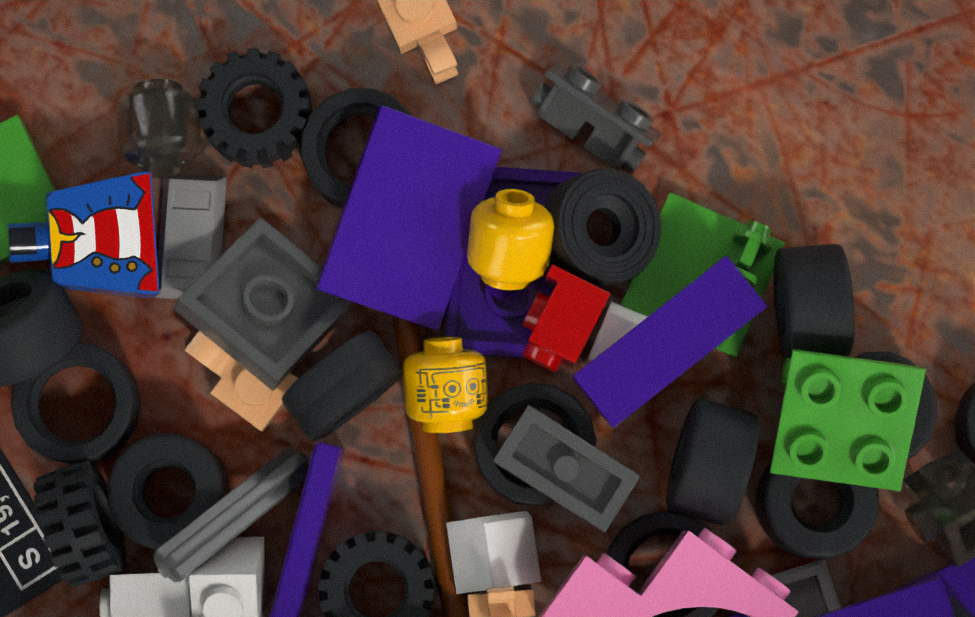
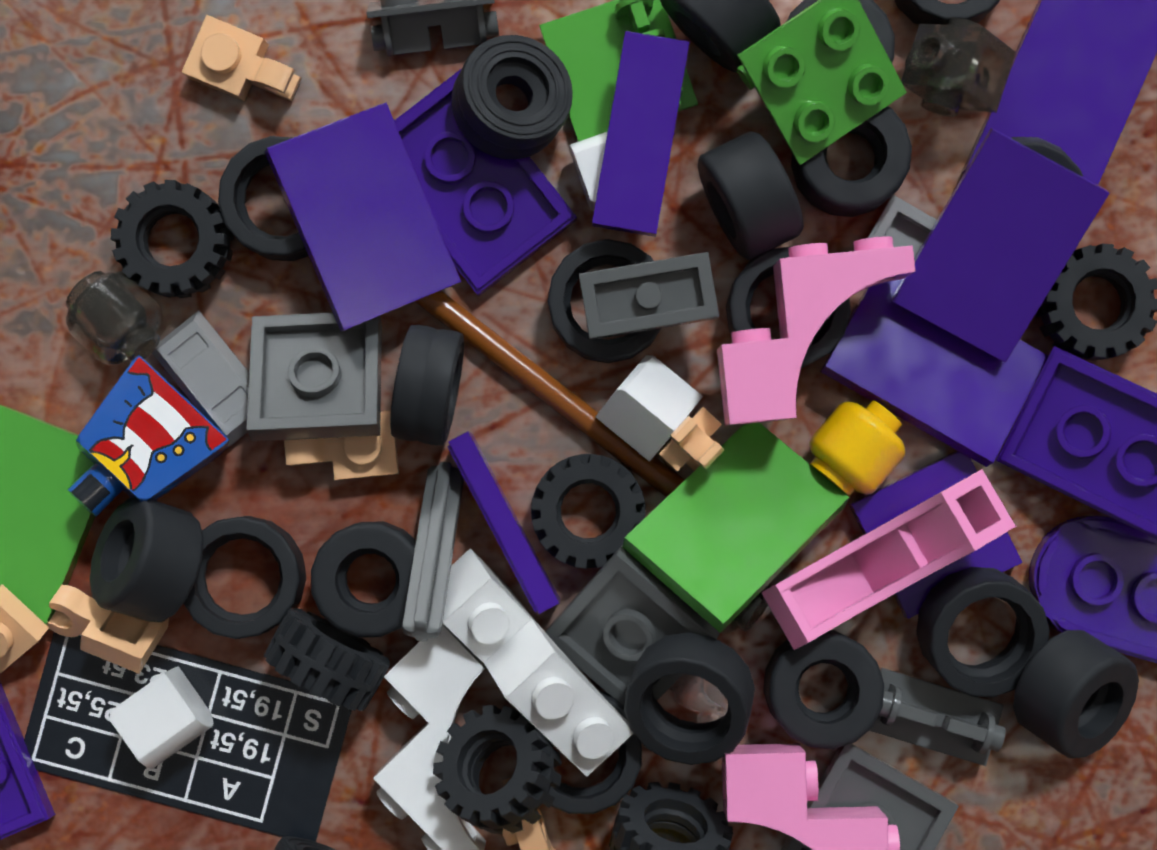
camera: 35 degrees left, 5 degrees up
(445, 386) = (503, 316): yellow head -> none
(510, 240) = (454, 164): yellow head -> none
(562, 320) = (547, 189): red brick -> none

